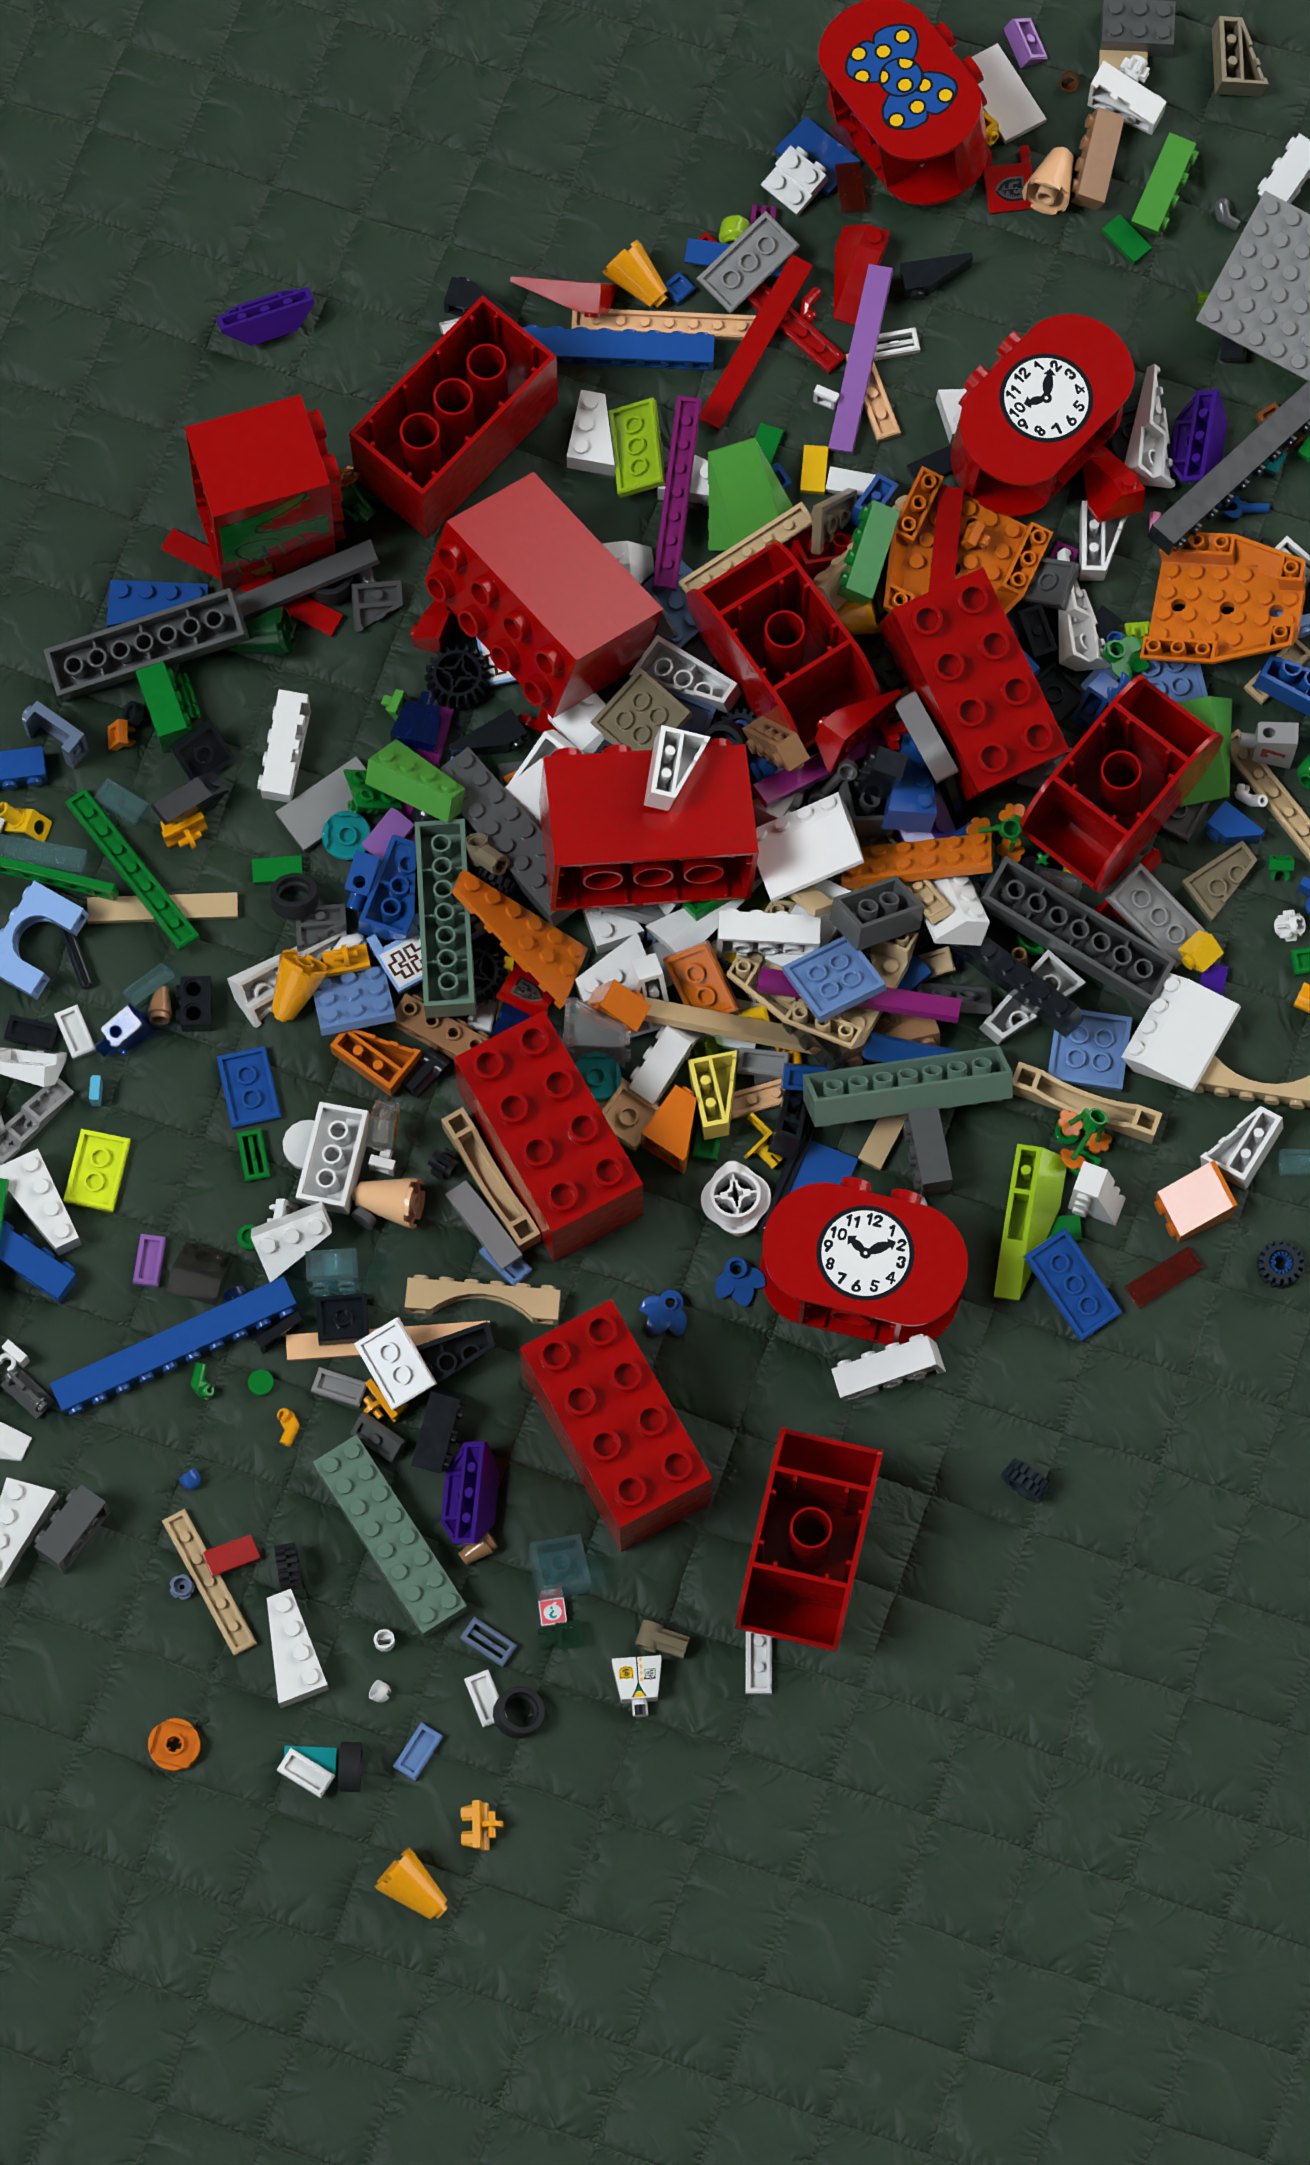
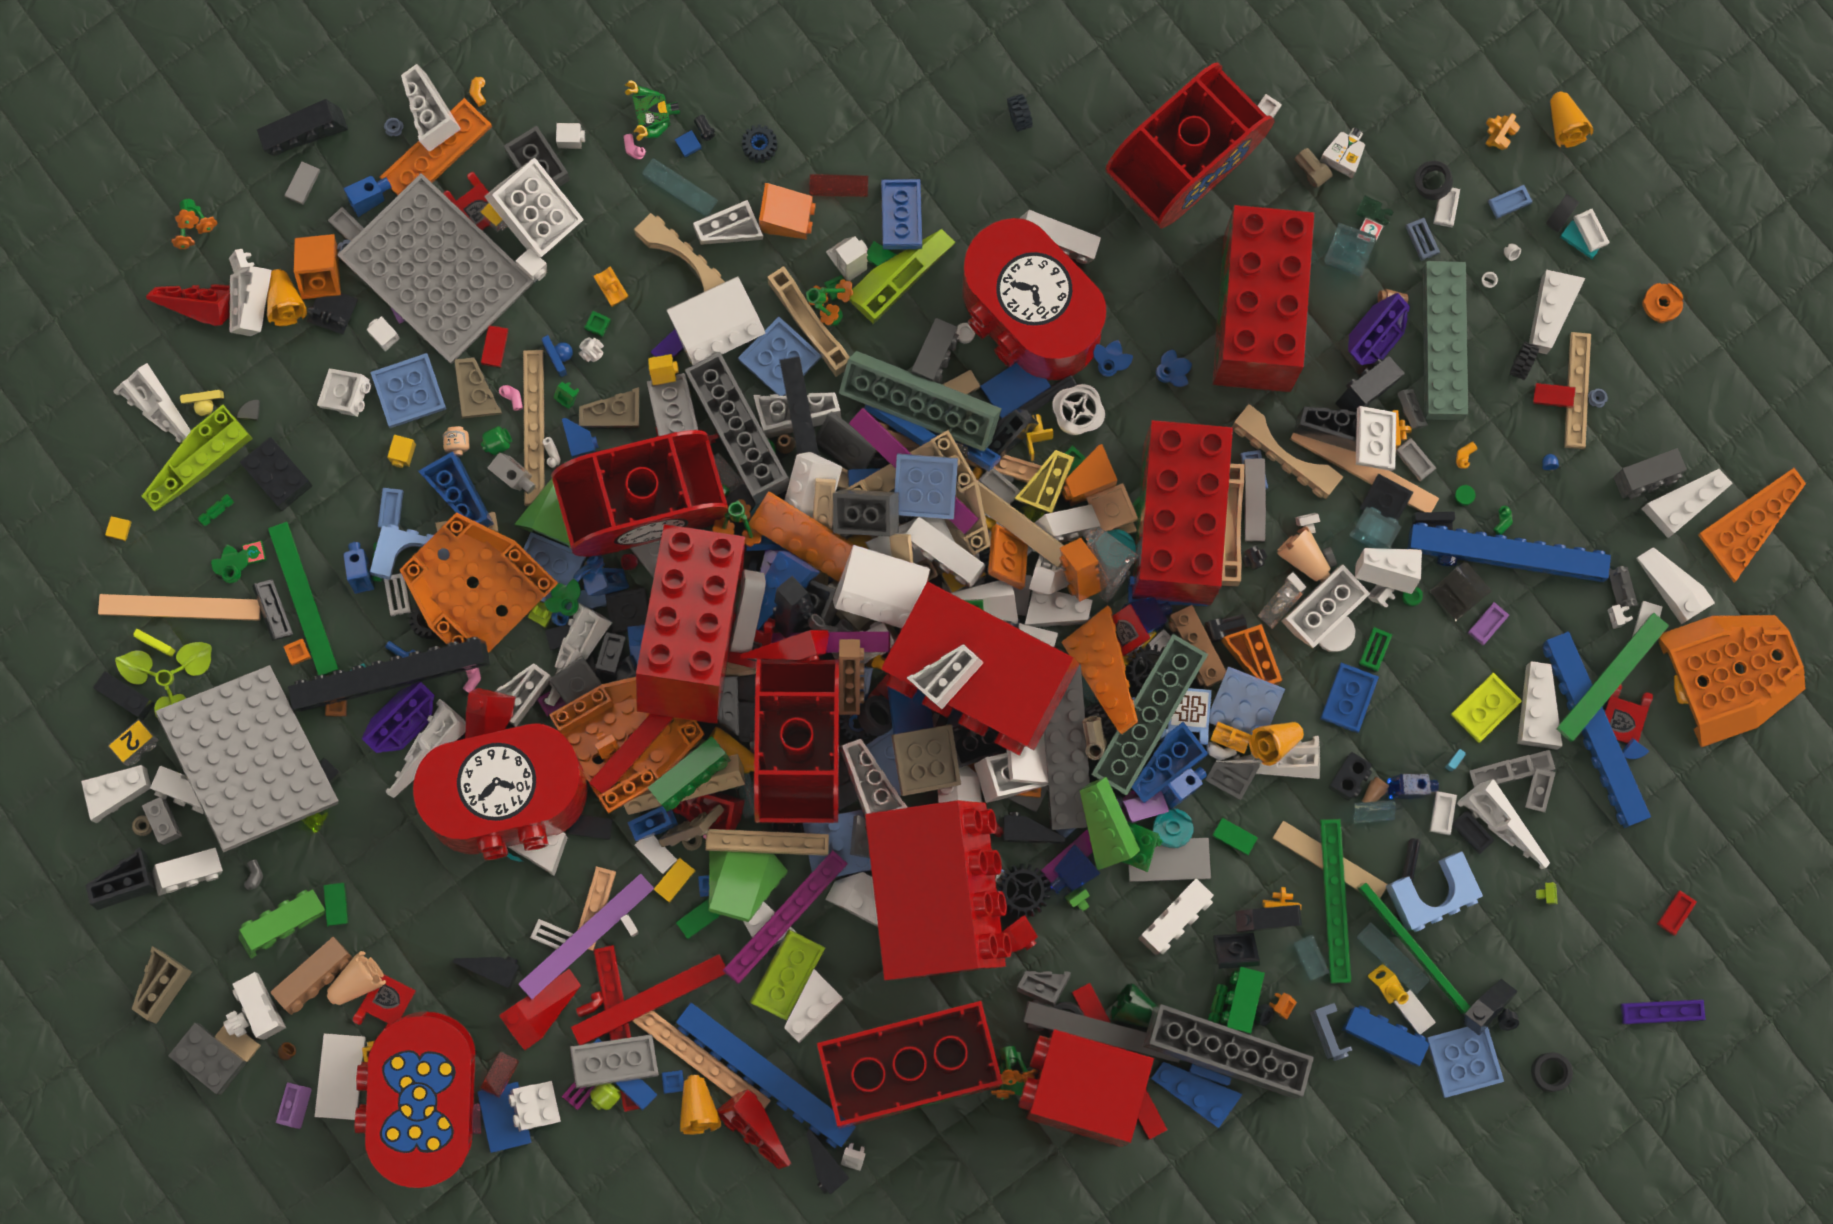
camera: 150 degrees left, 5 degrees up
(298, 909) = (1235, 820): black tyre -> none
(412, 1240) = (1308, 520): none -> white tile

